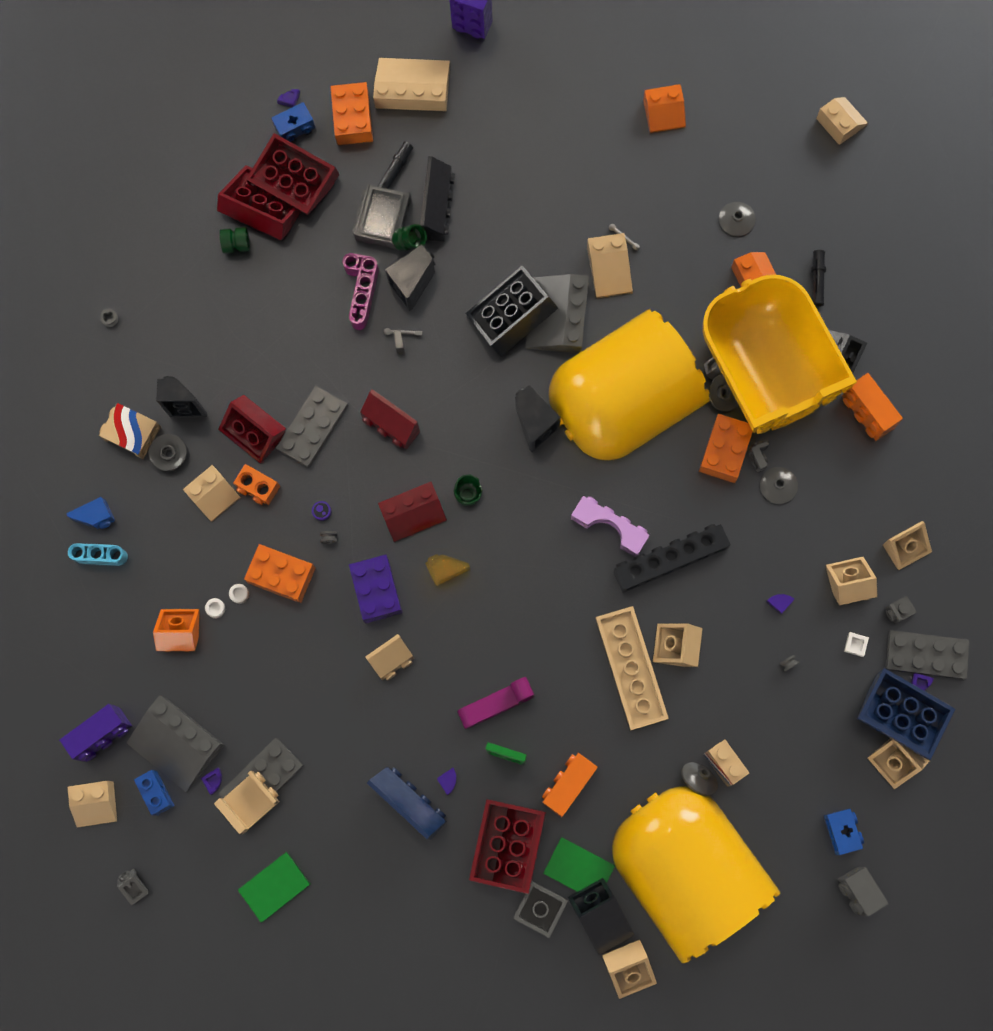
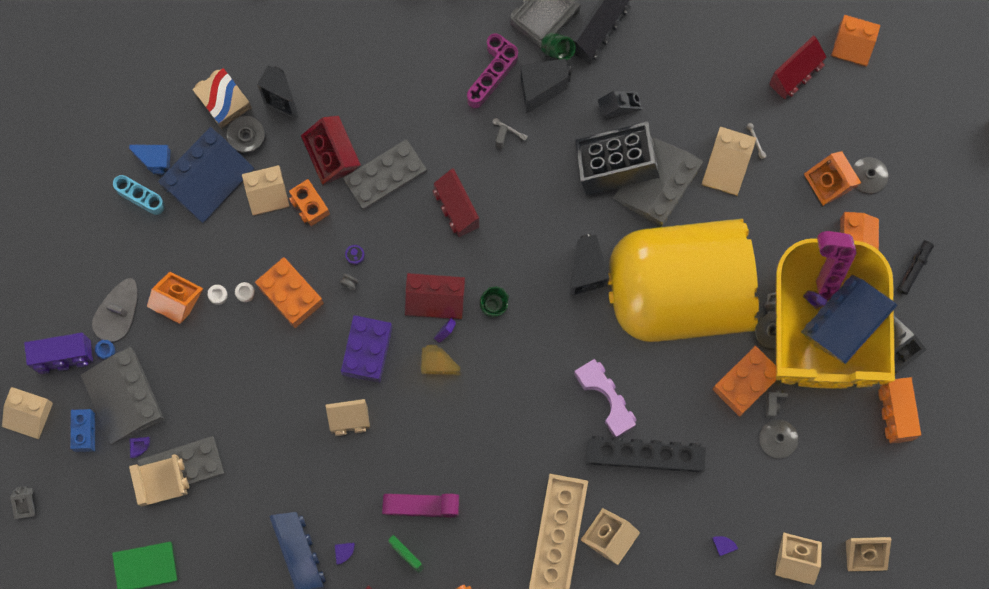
camera: 20 degrees right, 0 degrees up
(130, 670) = (116, 312): none -> flat silver shield
(136, 709) = (104, 349): none -> blue tile
(150, 506) = (206, 175): none -> dark blue slope
(437, 537) = (445, 330): none -> dark purple tile
(488, 262) = (619, 103): none -> black slope
(629, 156) = (798, 68): none -> dark red slope
(707, 236) = (832, 178): none -> orange slope
(748, 347) = (815, 299): none -> tile
(752, 295) = (840, 253): none -> magenta beam
(788, 349) = (848, 319): none -> dark blue slope

